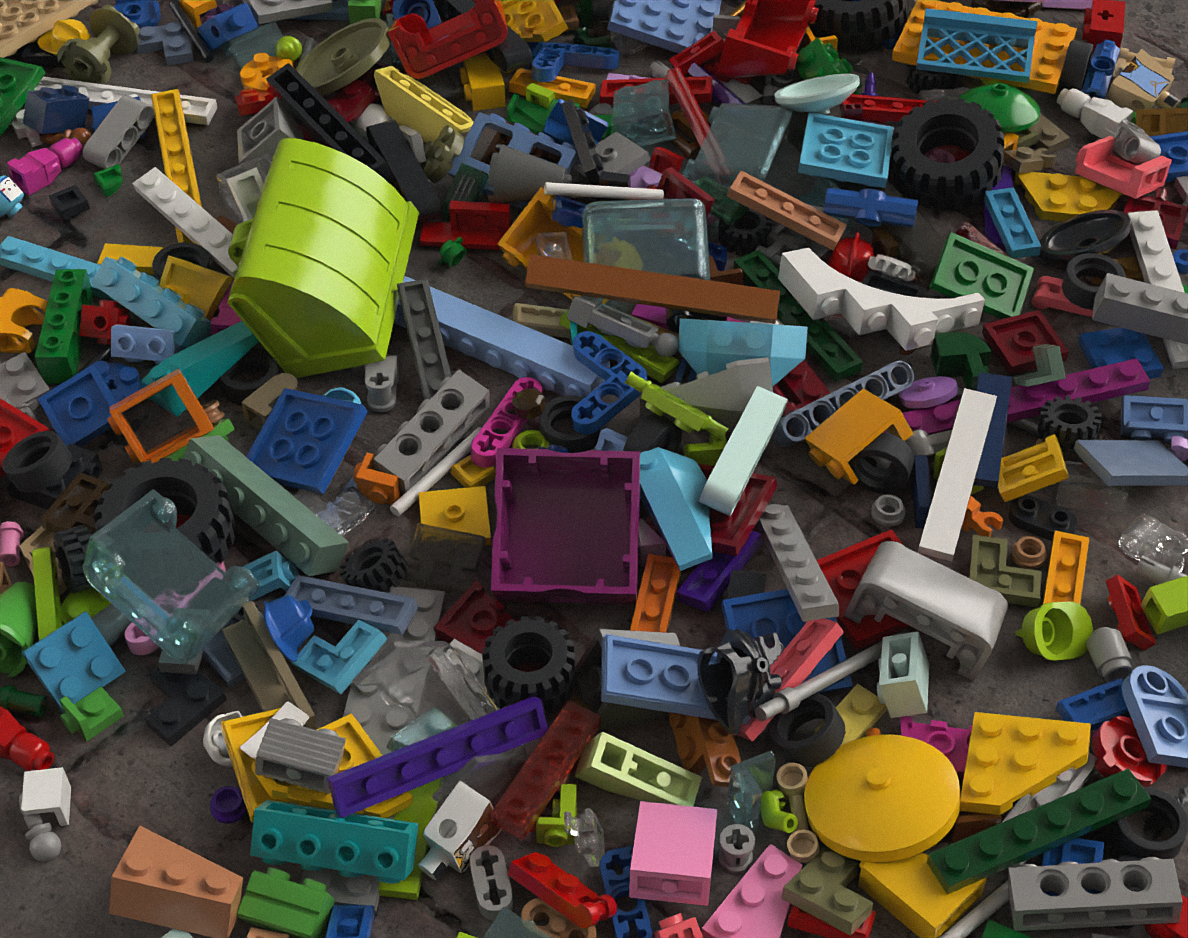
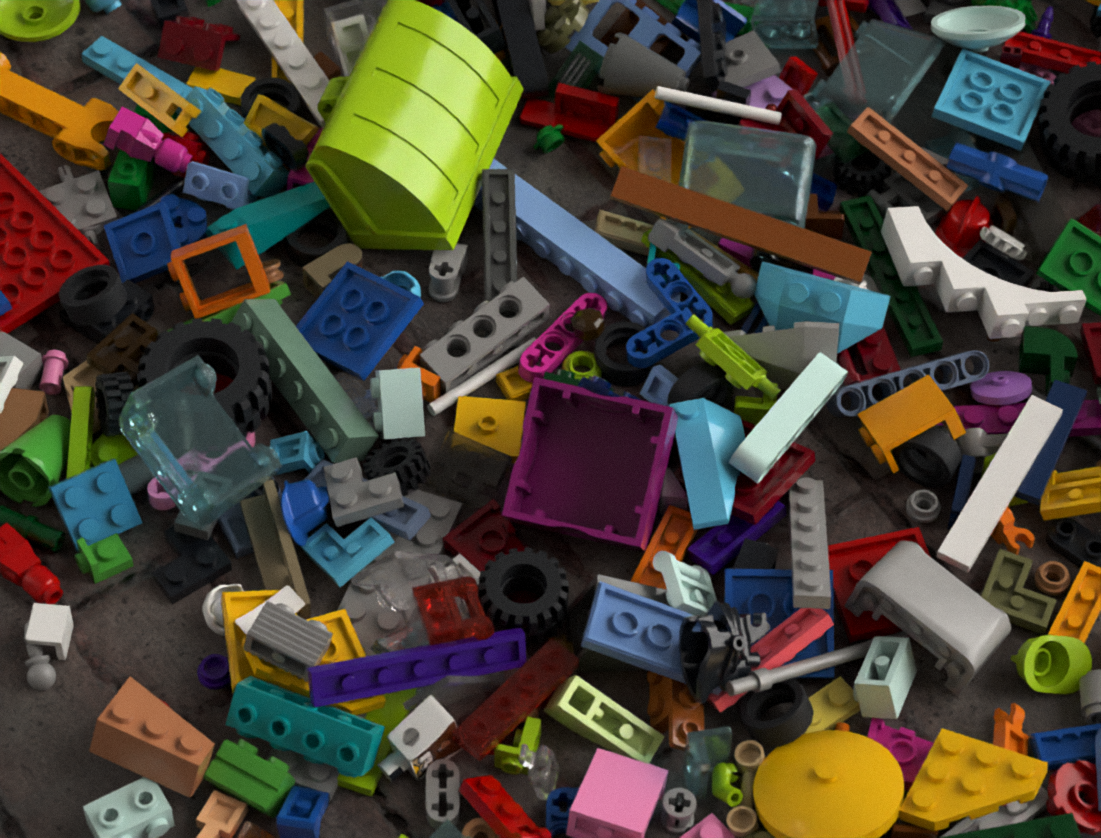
camera: 10 degrees right, 5 degrees up
(64, 313) = (144, 141): none -> dark pink piece
(72, 274) = (158, 99): none -> yellow plate
(99, 227) = (194, 43): none -> dark red bracket
(204, 296) = (287, 148): none -> black plate
(340, 605) = (356, 500): none -> light grey plate
(362, 507) = (399, 403): none -> light aqua brick
(455, 700) = (441, 615): none -> clear red plate
(688, 624) = (687, 586): none -> light aqua plate
(1035, 701) = (1008, 730): none -> orange plate

